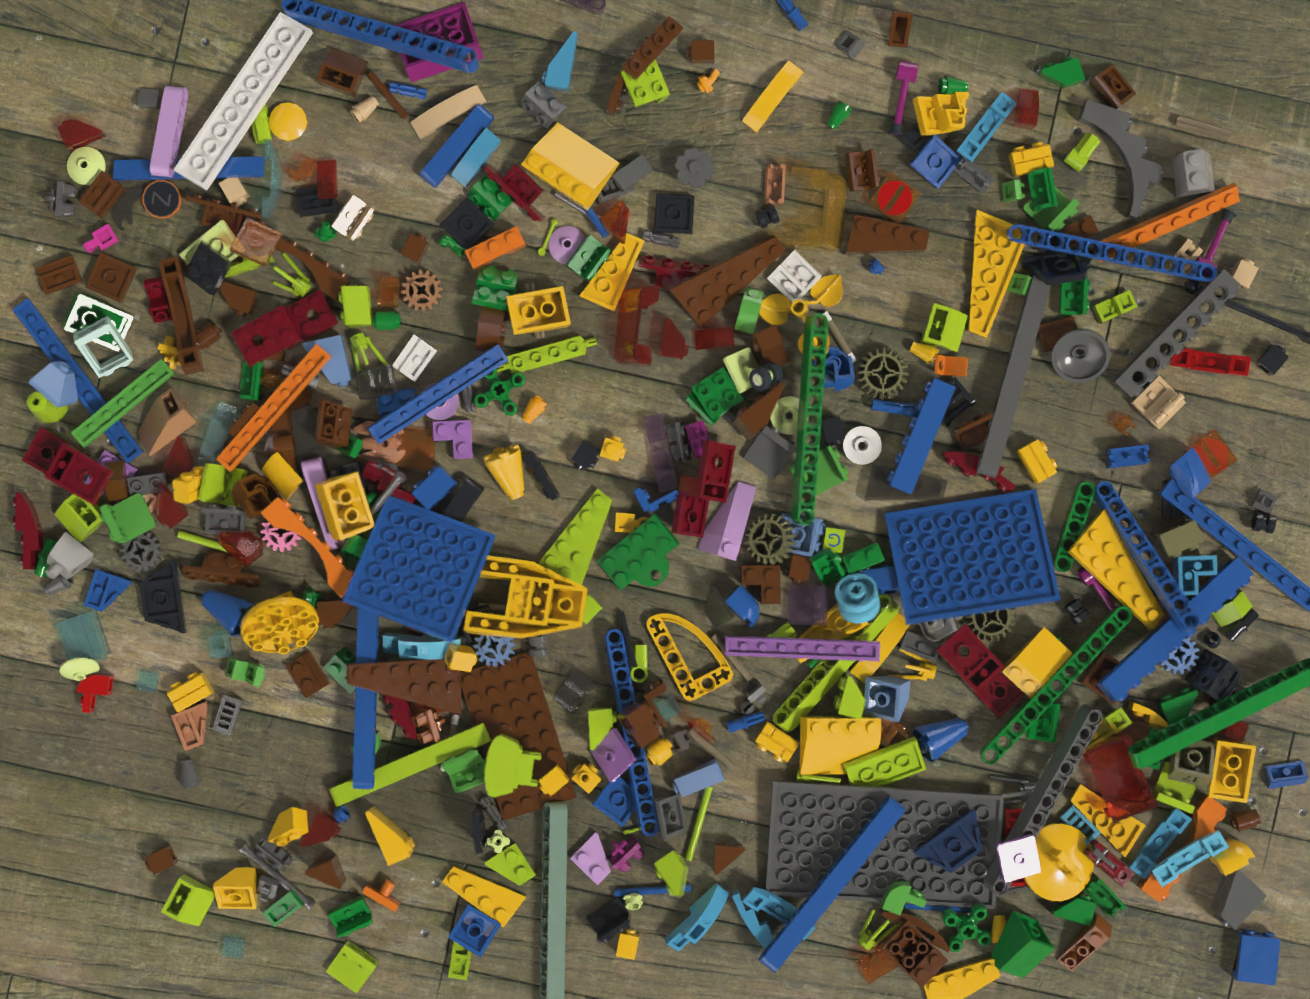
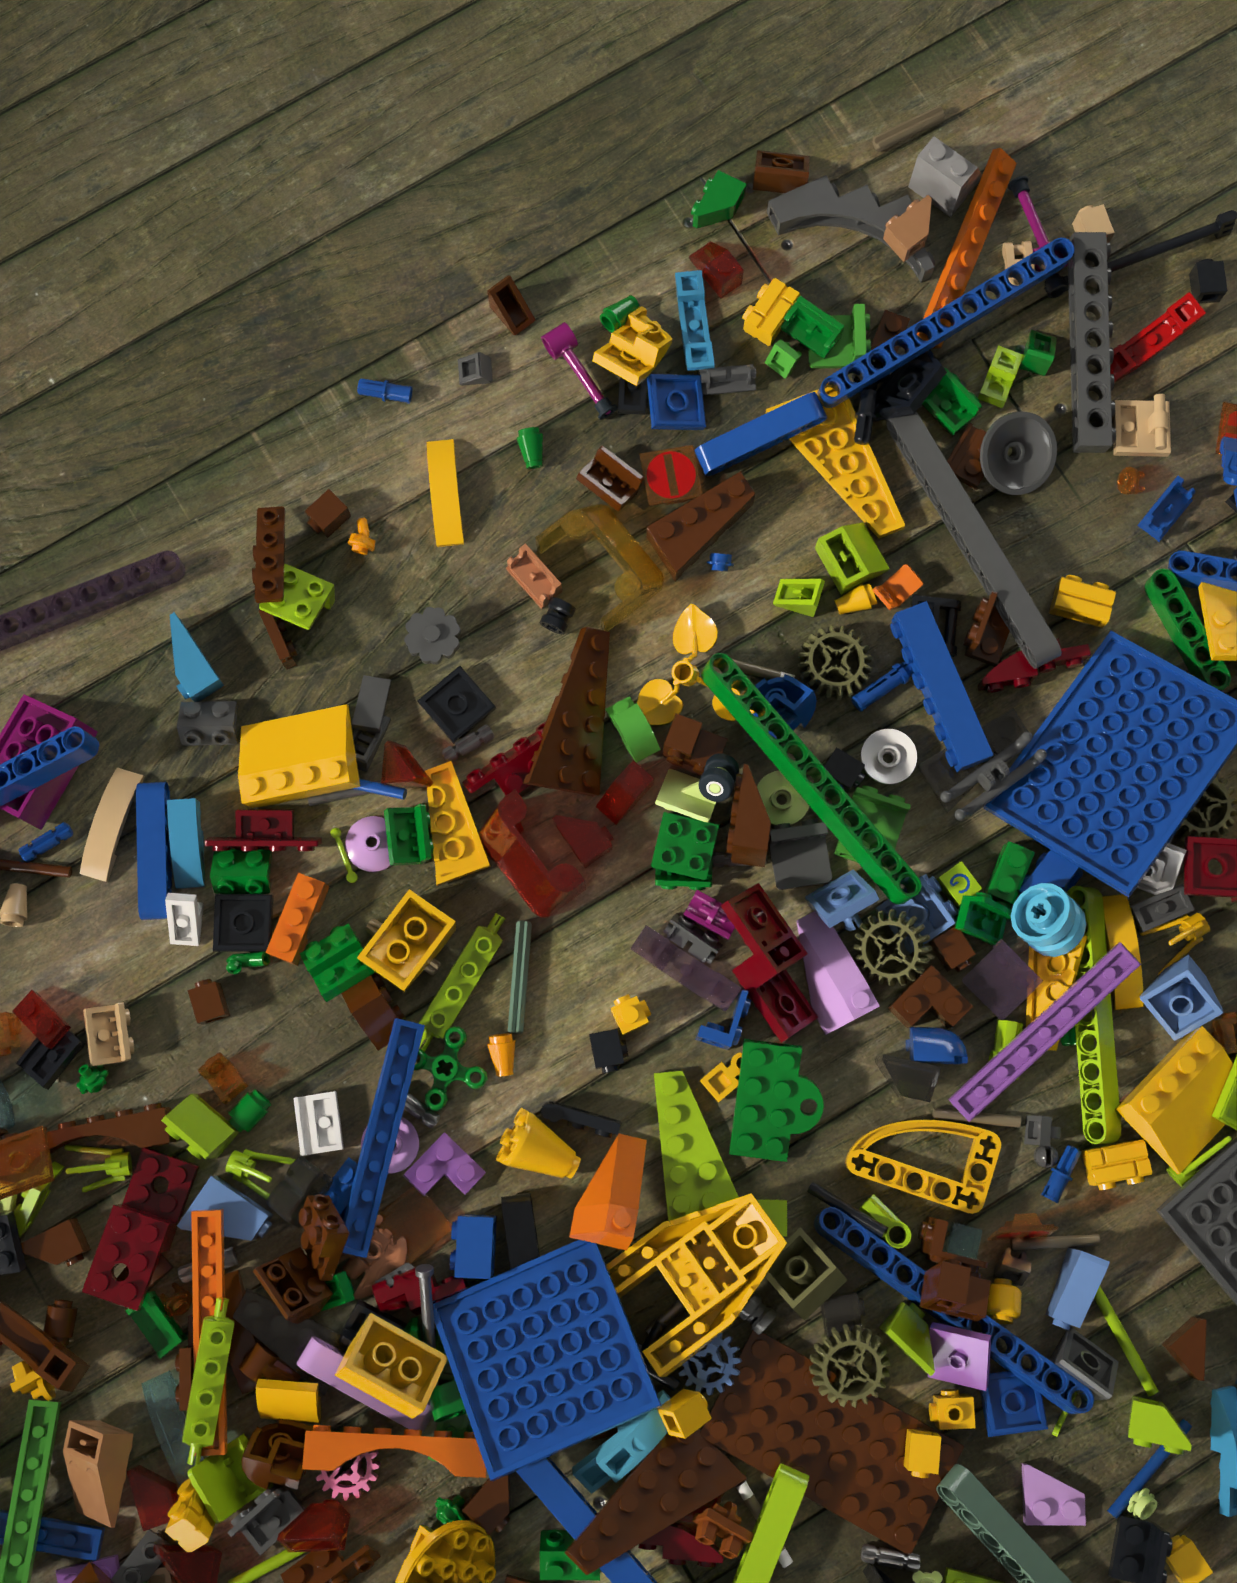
camera: 45 degrees left, 10 degrees down
(253, 430) = (208, 1381): none -> lime plate
(368, 414) = (323, 1234): none -> reddish brown plate
(428, 284) = (258, 1028): medium nougat gear -> none
(440, 195) = (184, 918): none -> white slope
(466, 770) = (815, 1539): bright green bracket -> none
(508, 766) = (859, 1486): lime piece -> none
(518, 528) = (611, 1200): none -> orange wedge
(560, 724) = (841, 1387): none -> olive gear
(577, 379) = (519, 977): none -> sand green axle
(577, 649) = (804, 1275): none -> olive brick
(623, 852) = (1077, 1457): magenta hips -> none
(768, 493) = (842, 900): none -> medium blue tile
(794, 276) = (646, 651): white slope -> none
(850, 700) = (1147, 1037): lime slope -> none
(898, 321) = (799, 595): none -> lime slope
(901, 505) = (994, 777): none -> dark grey piece
(960, 220) = (760, 434): none -> blue beam
(1019, 284) = (884, 442): bright green plate -> none
(1022, 262) = (865, 416): none -> black axle
(1080, 154) = (814, 263): lime piece -> none
(1140, 186) = (909, 231): none -> medium nougat slope
(1147, 312) = (1038, 353): none -> green slope

